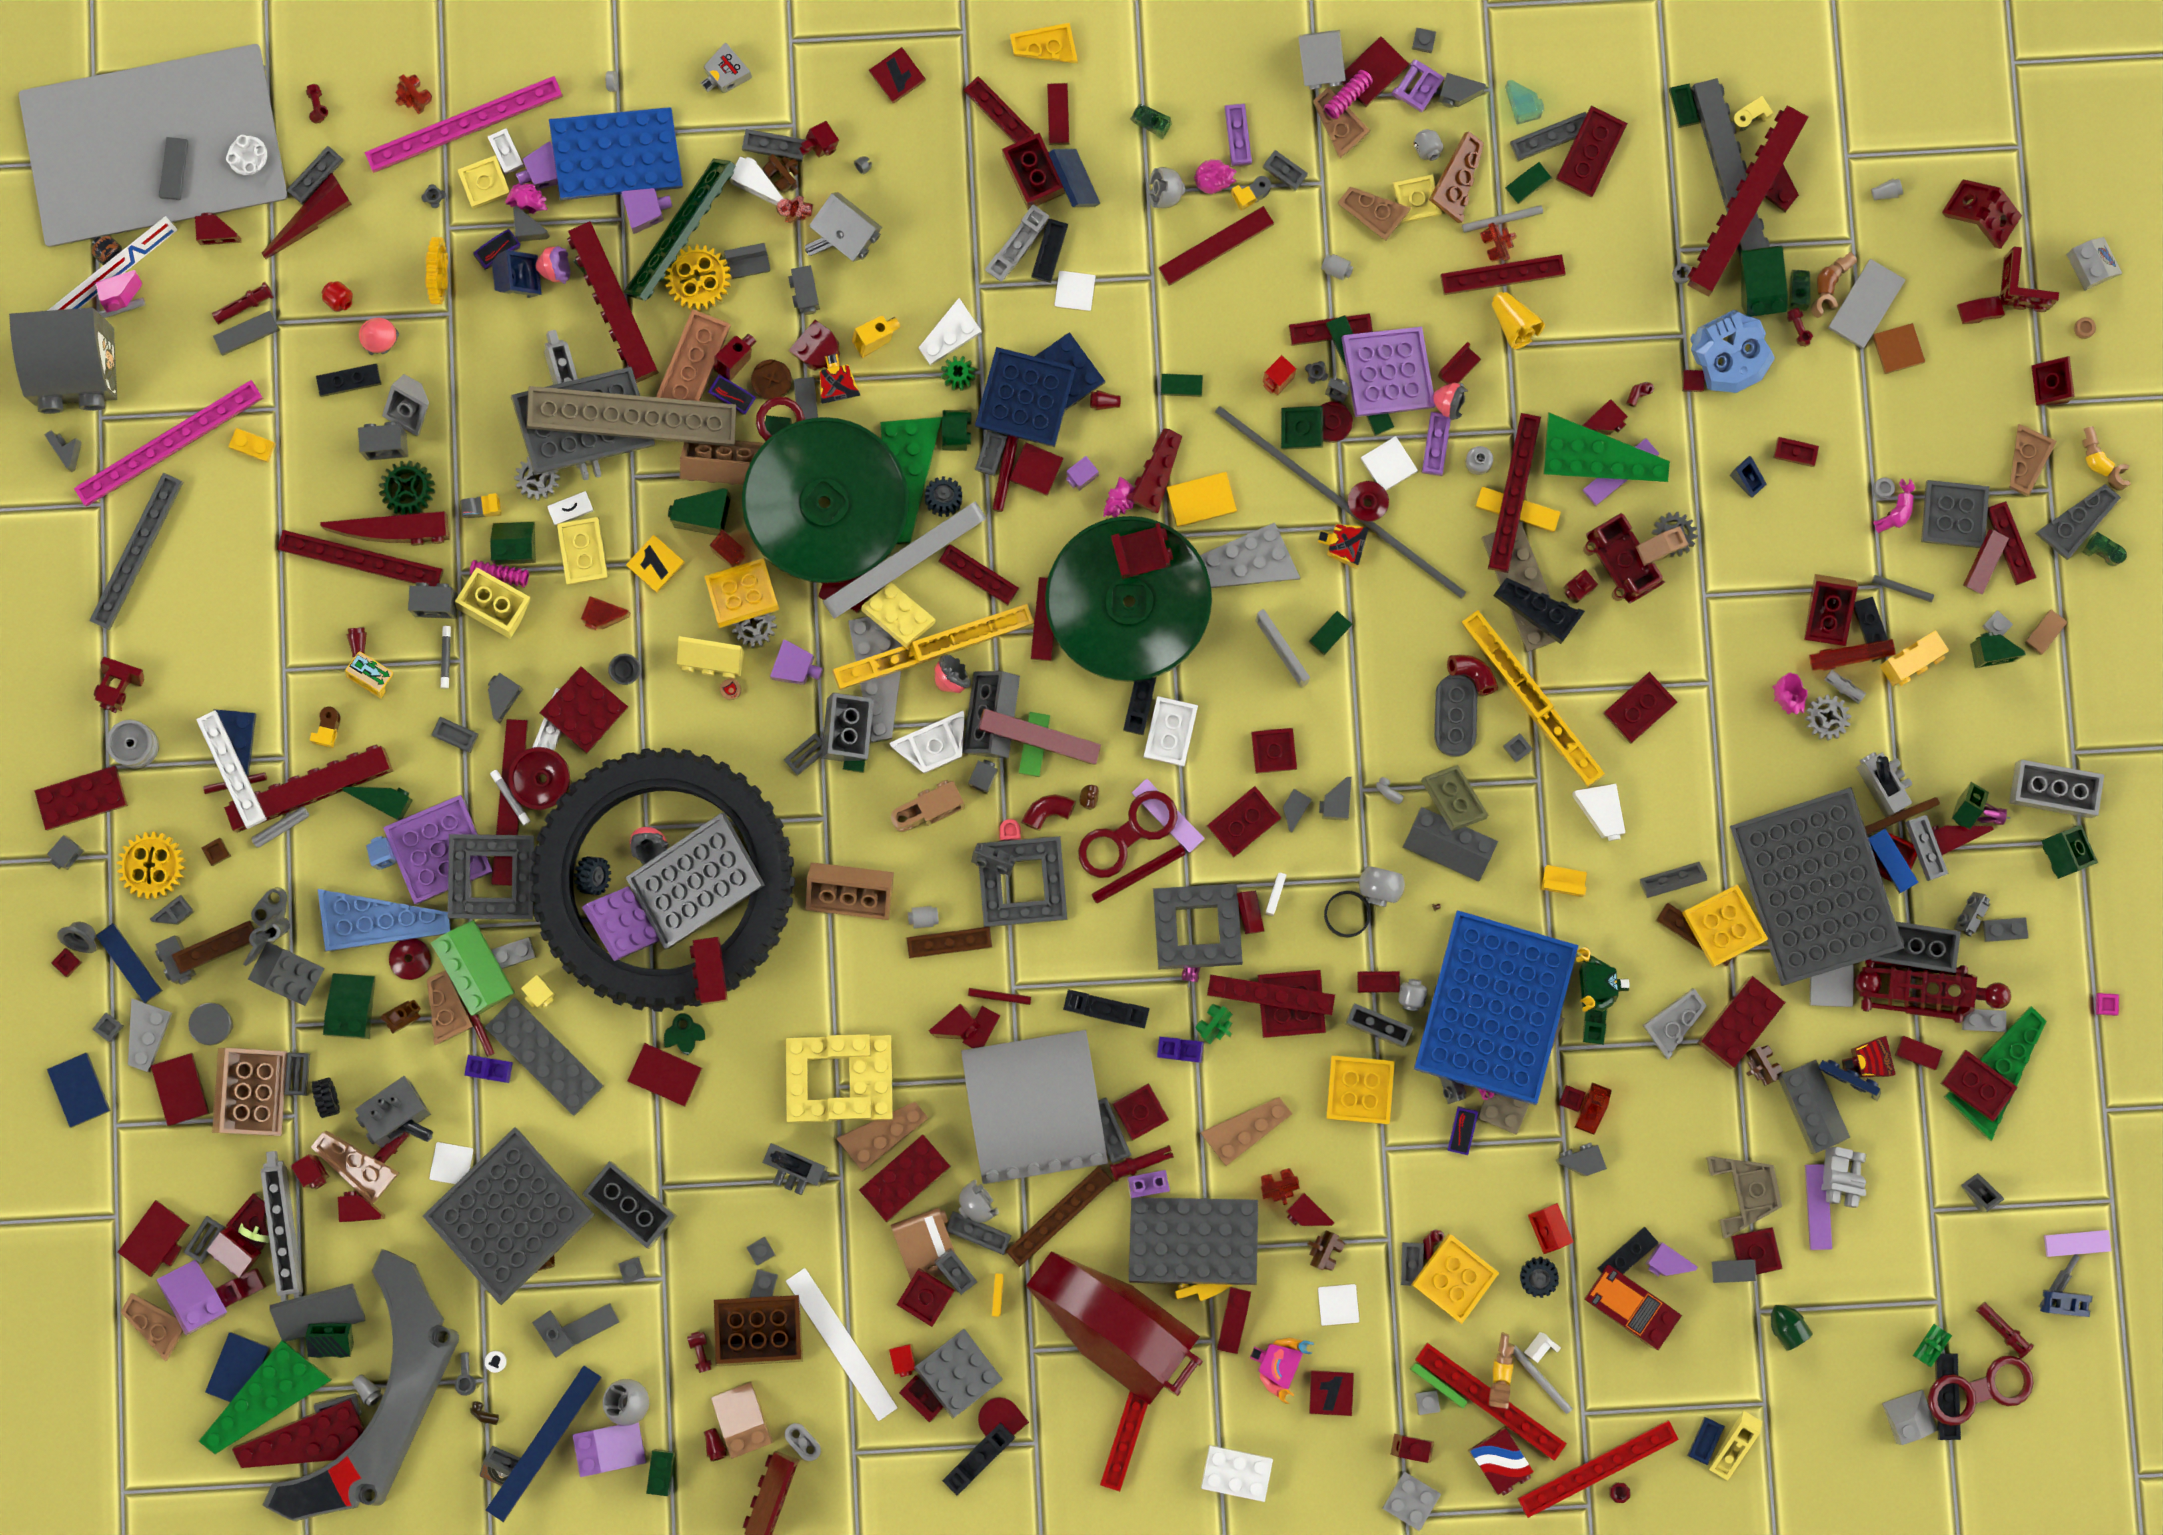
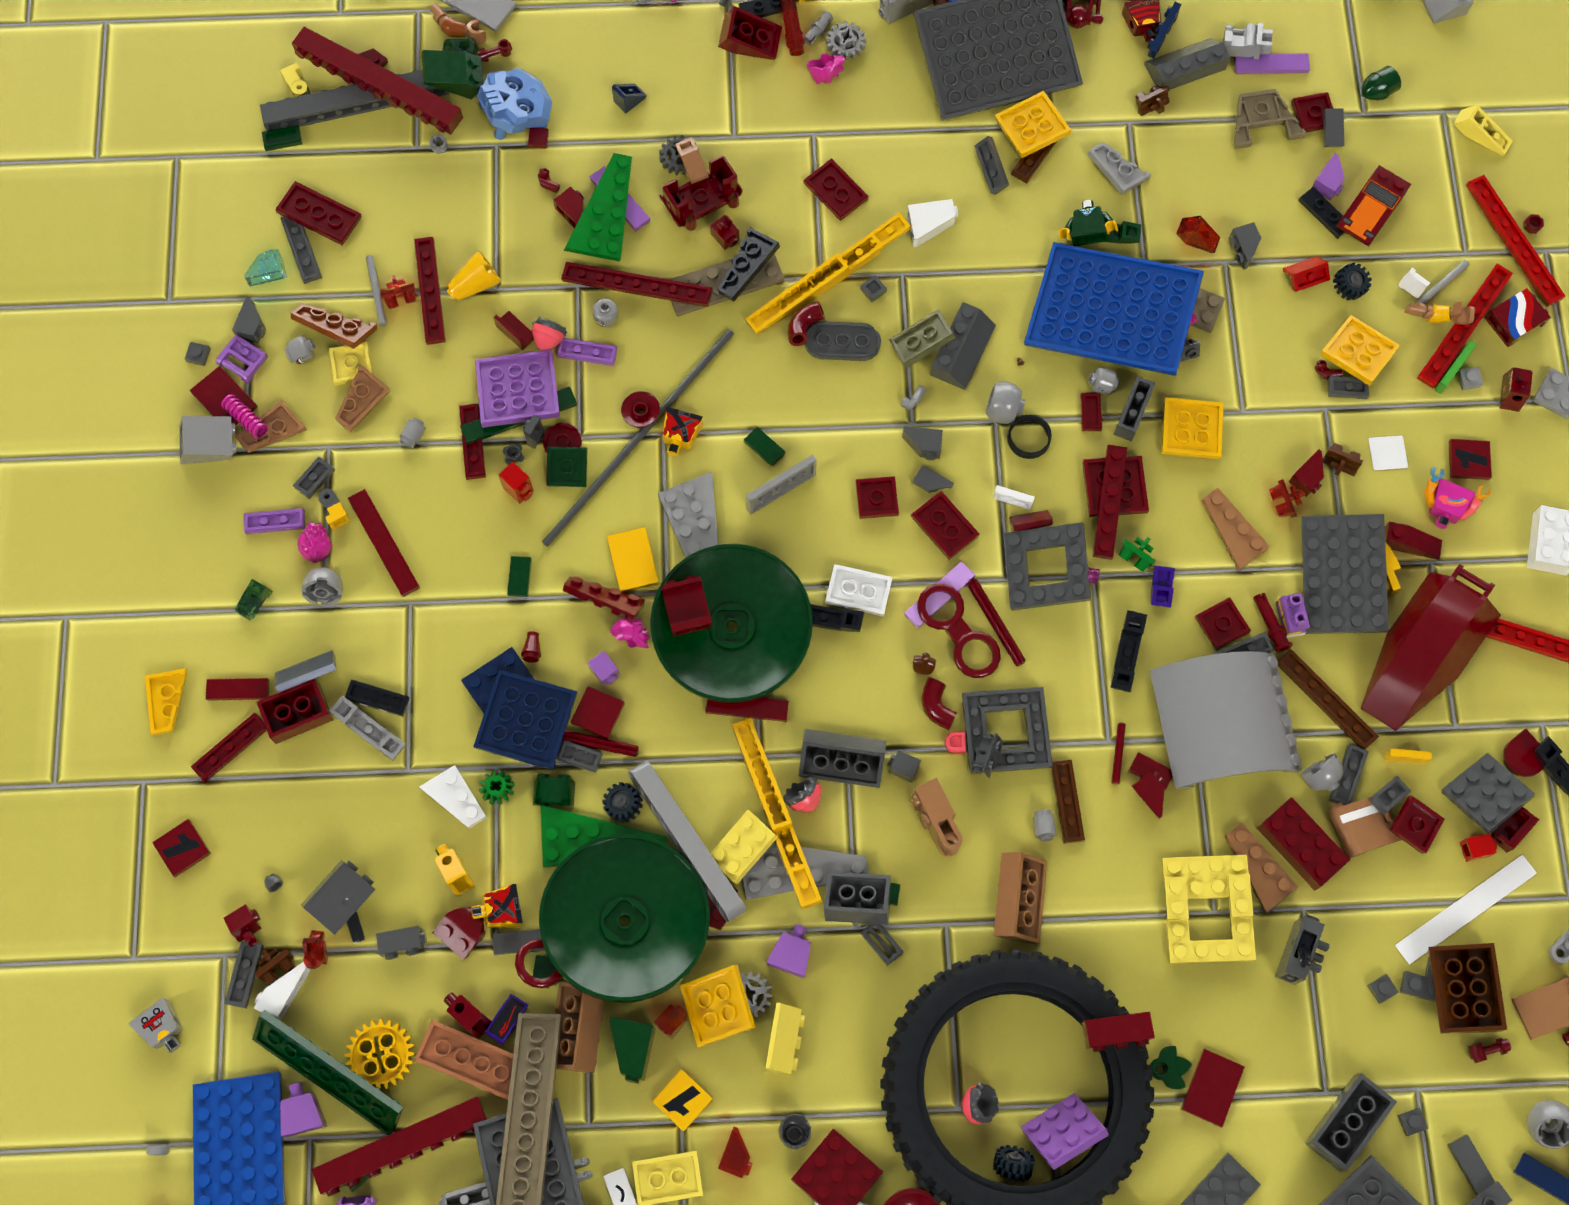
camera: 90 degrees left, 10 degrees down
(695, 881) = (1019, 1051): plate -> none
(730, 689) = (815, 1020): medium nougat tile -> none
(747, 260) = (365, 1002): dark grey panel -> none
(771, 379) = (493, 978): reddish brown tile -> none
(933, 744) = (872, 814): white wing -> none
(978, 574) = (701, 770): dark red tile -> none
(1032, 756) = (871, 718): bright green tile -> none
(1039, 736) = (866, 709): tile -> none
(1075, 290) = (418, 676): white sticker -> none
(1389, 464) = (604, 392): white tile -> none
(1462, 1130) = (1223, 341): black slope -> none
(1528, 182) = (343, 266): dark green slope -> none
(1530, 514) = (657, 268): yellow tile -> none
(1564, 881) = (994, 254): yellow panel -> none
(1572, 1098) = (1189, 253): dark red tile -> none
(1705, 1440) = (1480, 156): dark blue tile -> none
(1741, 1022) = (1117, 115): dark red brick -> none
(1796, 452) = (607, 58): dark red plate -> none
(1832, 988) = (1085, 46): light grey tile -> none

